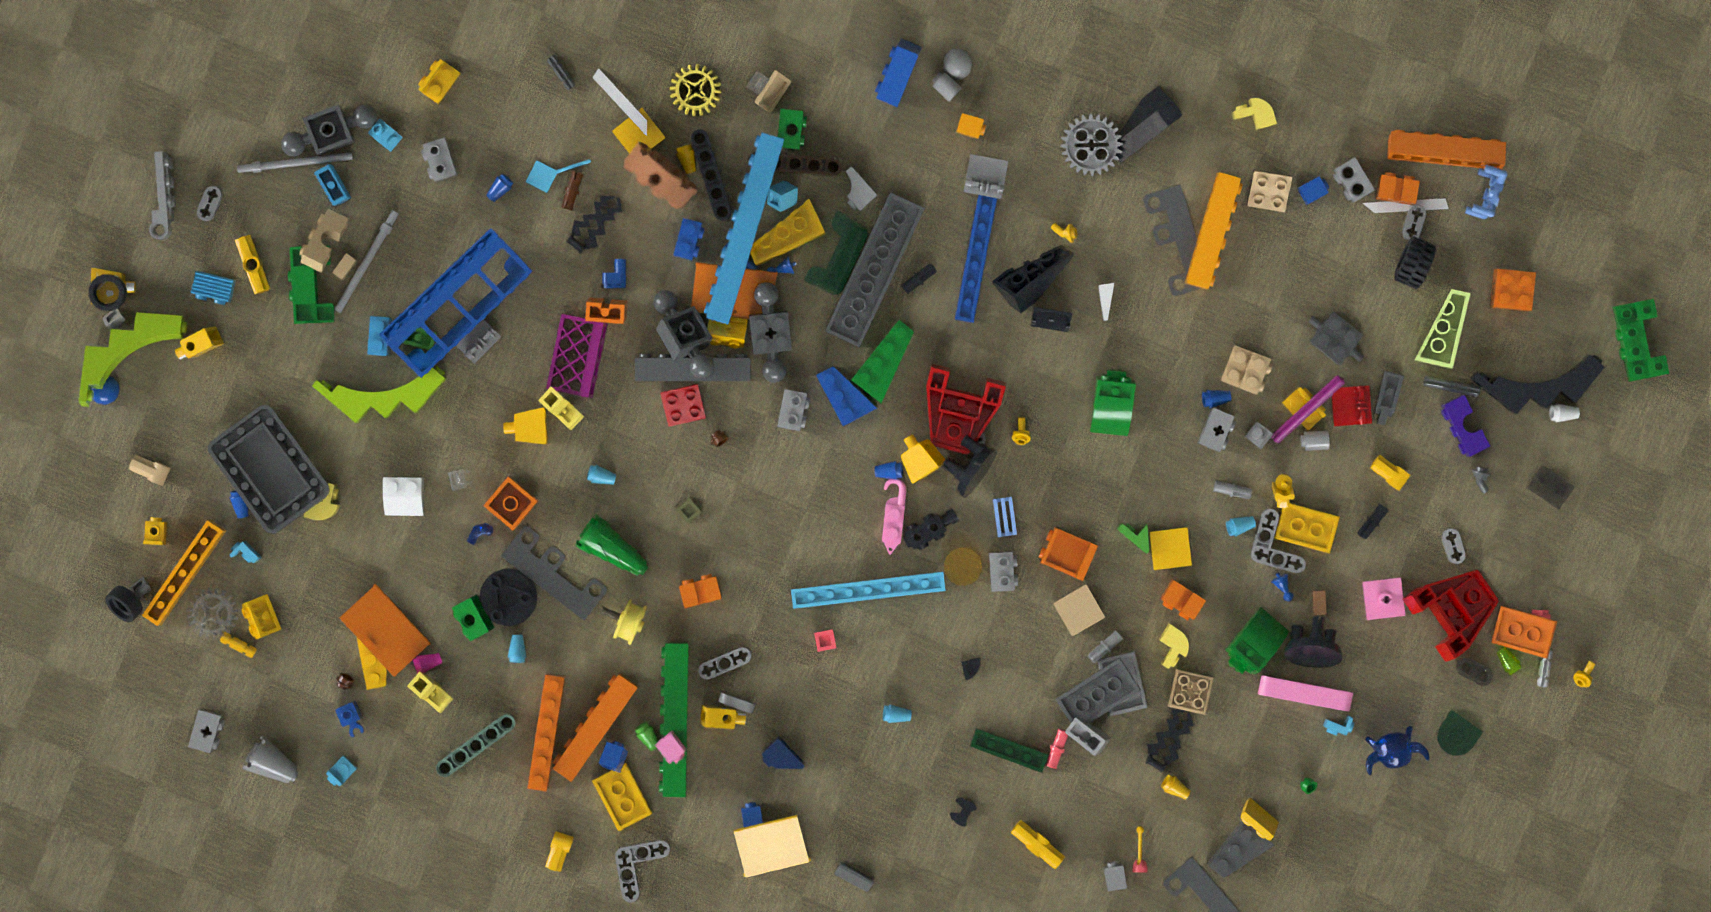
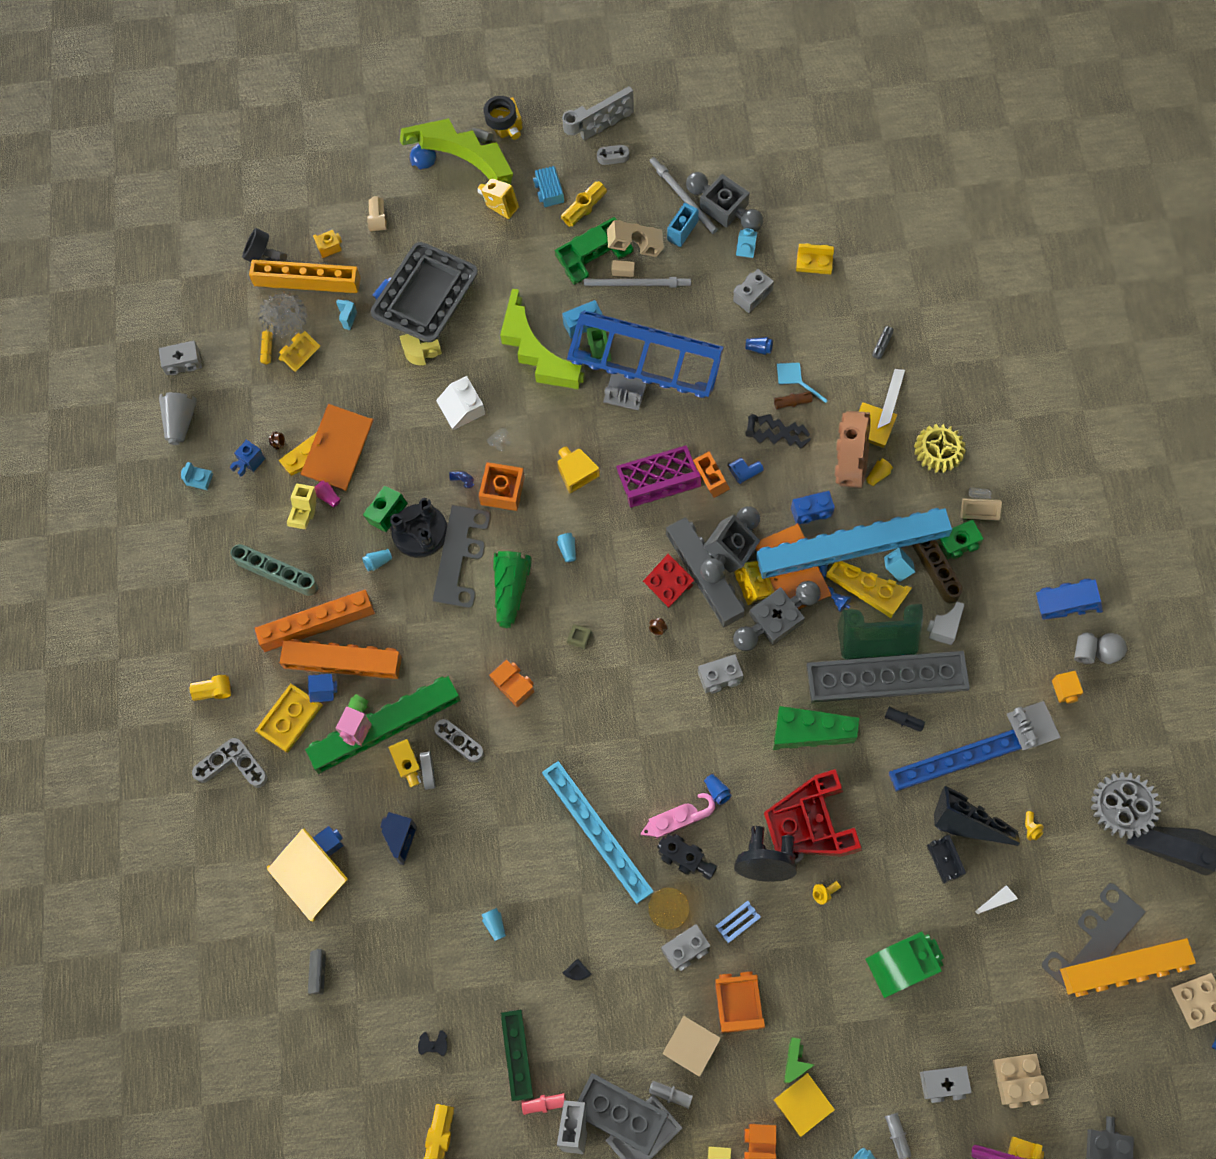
camera: 65 degrees right, 20 degrees down
(561, 408) = (607, 481): light yellow brick -> none
(628, 621) = (451, 633): light yellow wheel -> none
(704, 168) = (881, 490): black beam -> none
(825, 640) = (528, 818): coral plate -> none
(843, 396) = (758, 712): blue wedge -> none
(921, 458) = (745, 809): yellow torso -> none
(1214, 398) = (975, 1064): blue cone -> none
(1259, 435) = (967, 1131): light grey plate -> none

